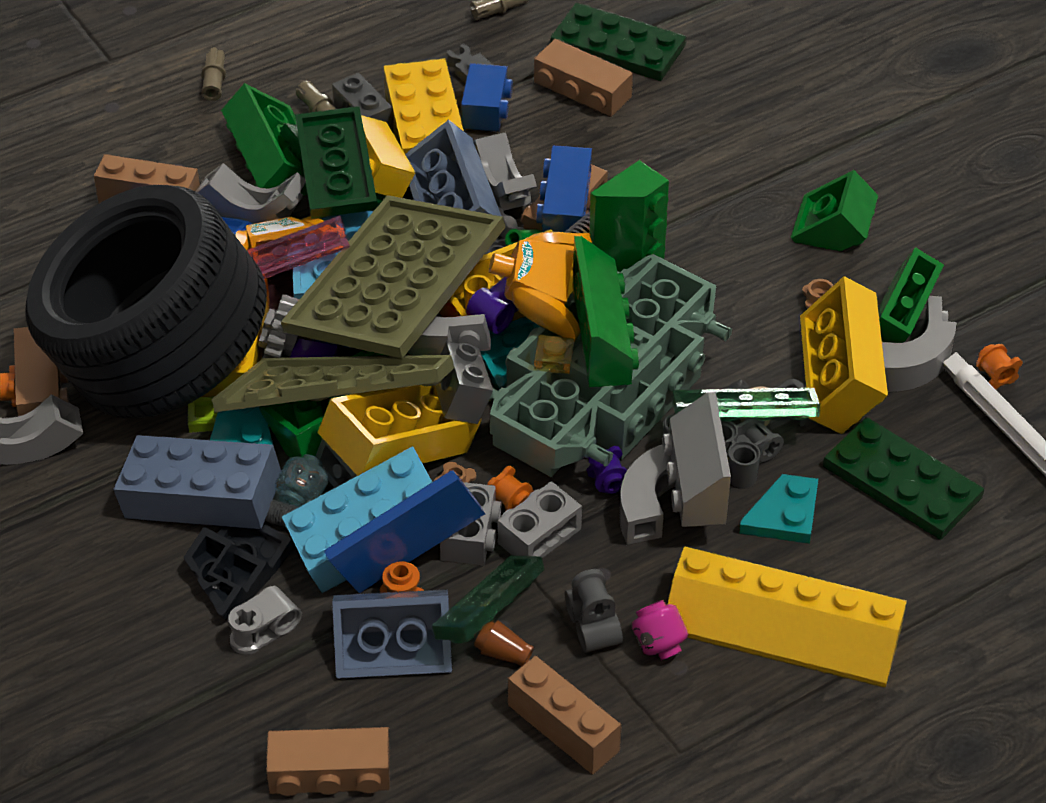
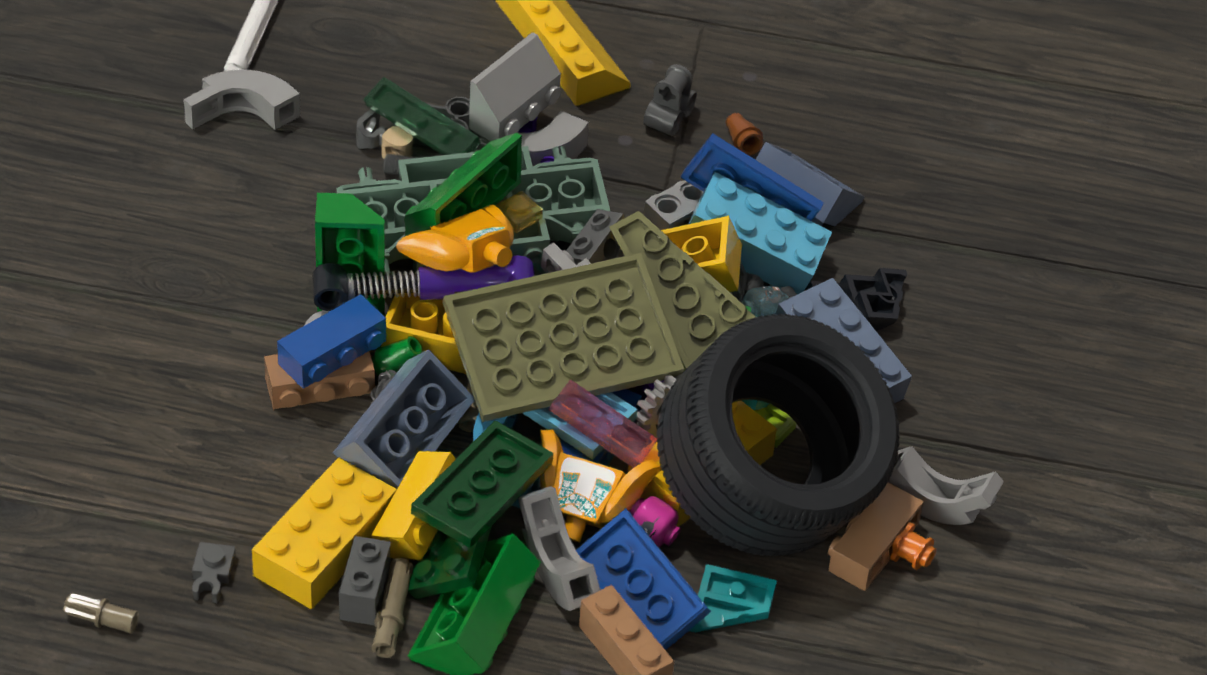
camera: 140 degrees left, 0 degrees up
(264, 616) = (879, 249): light grey piece -> none
(328, 761) = (923, 145): medium nougat brick -> none
(485, 97) = (254, 507): blue brick -> none
(488, 598) = (746, 136): clear green plate -> none
(507, 184) = (350, 402): light grey arch -> none
(509, 489) = (629, 202): orange brick -> none
(540, 522) = (635, 175): light grey brick -> none
(564, 714) = (756, 70): medium nougat brick -> none
(583, 77) = (151, 473): medium nougat brick -> none
(621, 40) = (62, 498): dark green plate -> none
(660, 629) = (643, 67): dark pink head -> none
(784, 510) = (452, 82): teal wing -> none
(815, 290) = (240, 182): medium nougat plate -> none
(836, 214) = (146, 220): green slope -> none
(844, 354) = (308, 108): yellow brick -> none
(903, 478) = (365, 48): dark green plate -> none
(907, 296) = (207, 121): green brick -> none
(998, 365) = (209, 53): orange brick -> none

